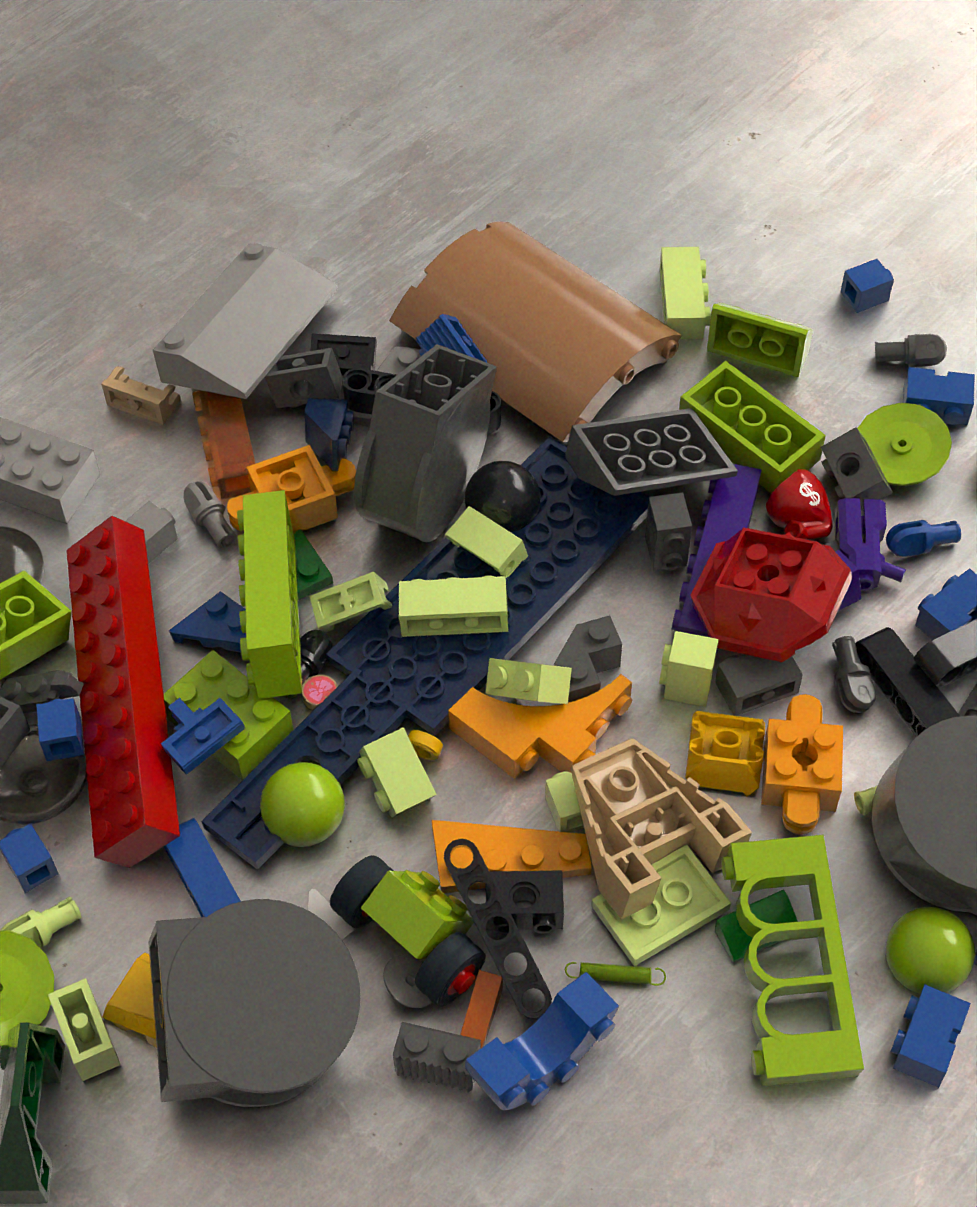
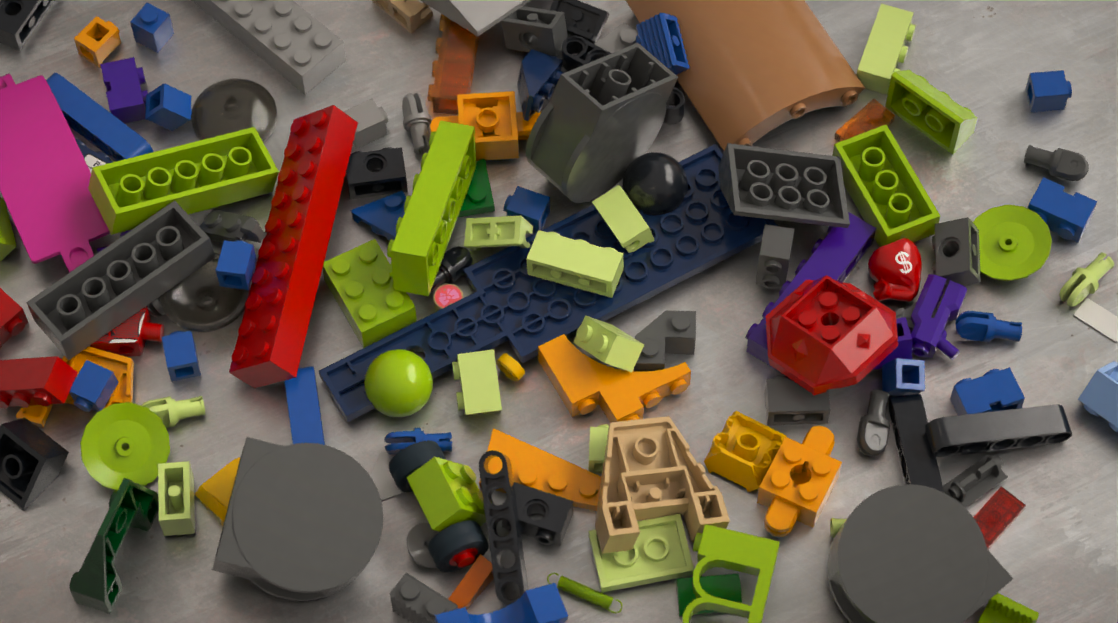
camera: 20 degrees right, 5 degrees up
(200, 581) = (388, 180): none -> black brick
(200, 732) = (338, 302): blue hinge -> none
(334, 868) = (403, 439): none -> blue arm
(372, 558) = (530, 205): none -> blue brick
(688, 668) = (741, 375): yellowish green brick -> none
(695, 367) = (868, 118): none -> clear orange plate
(863, 614) = (903, 377): none -> blue brick

